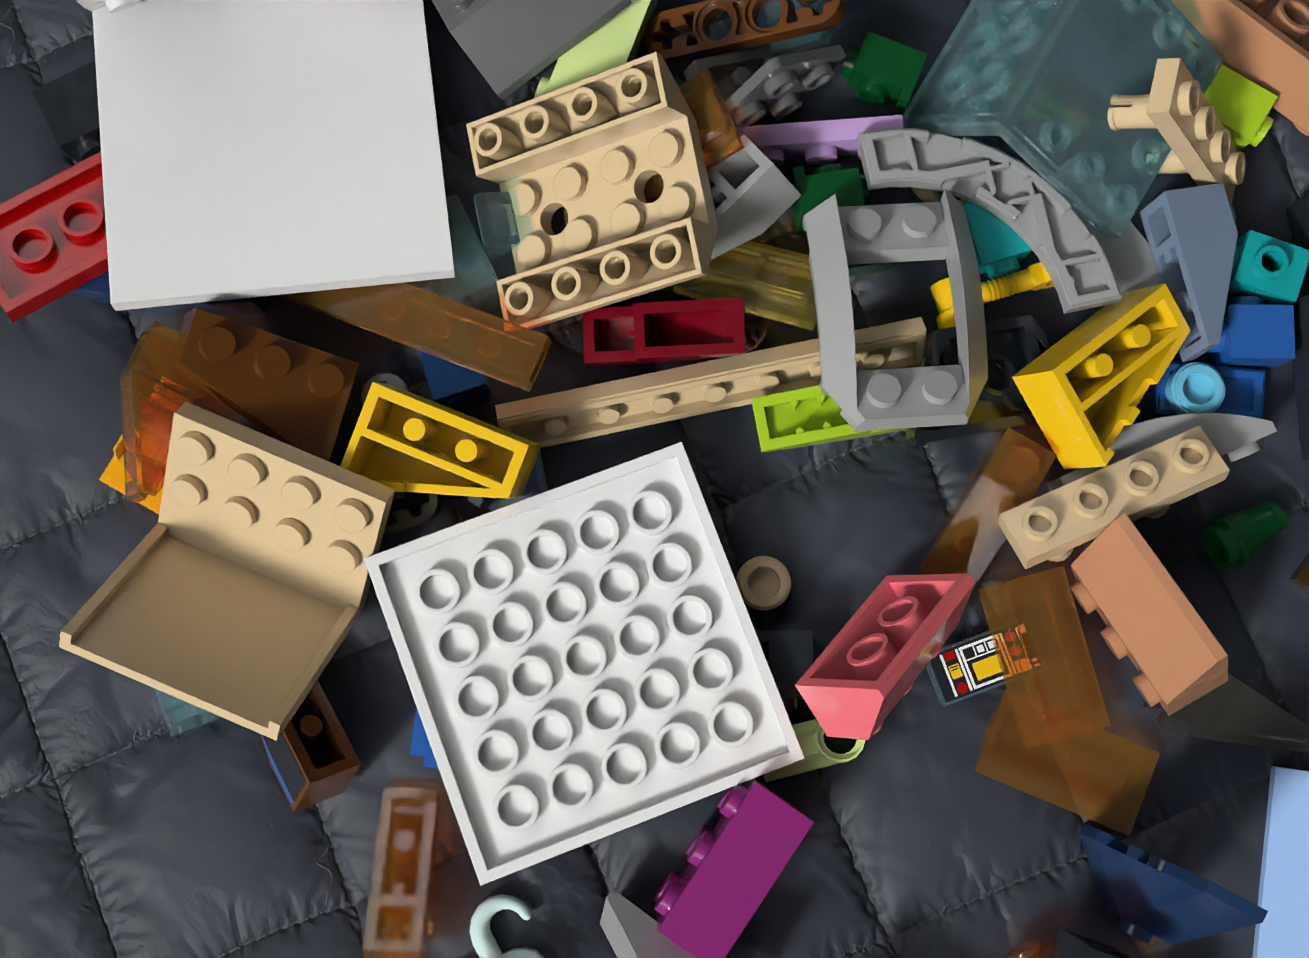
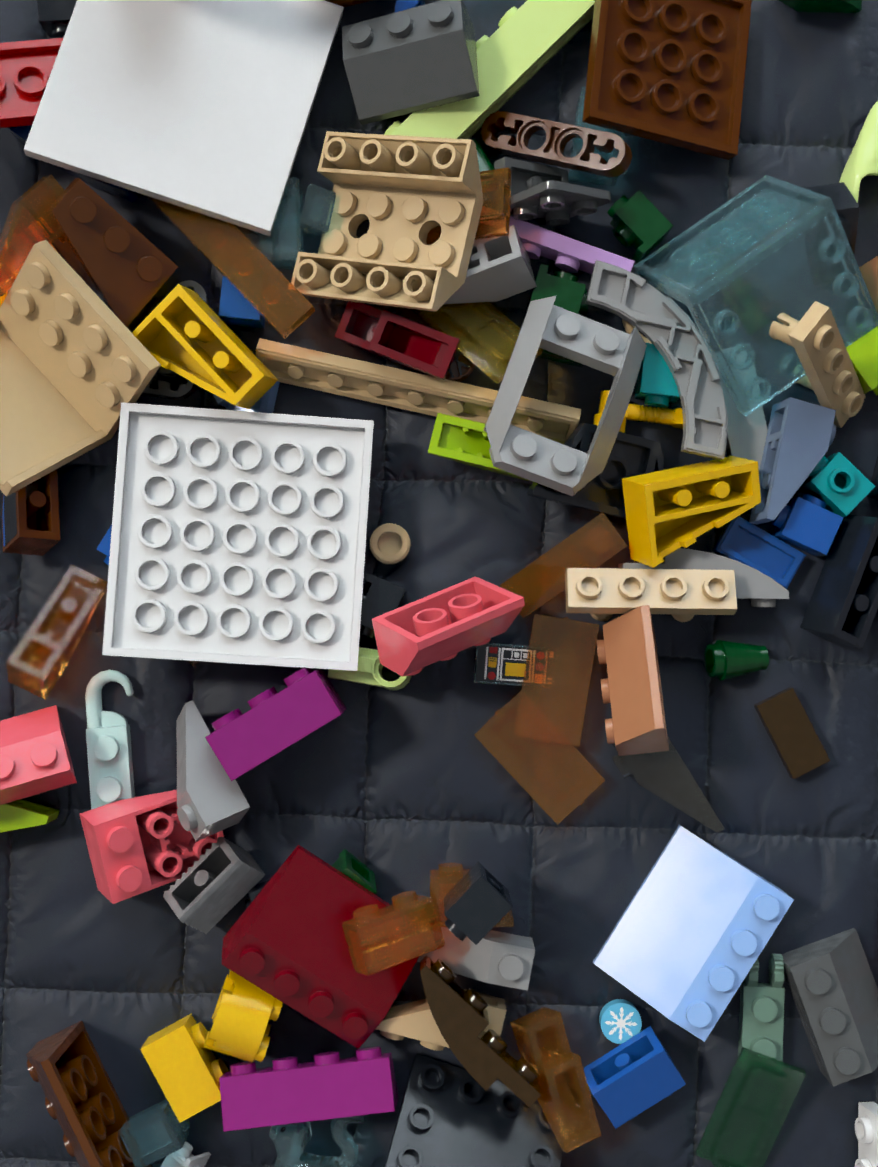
camera: 25 degrees right, 5 degrees up
(1160, 896) = (551, 867): dark blue wedge -> none
(1195, 389) = (749, 545): medium azure tile -> none

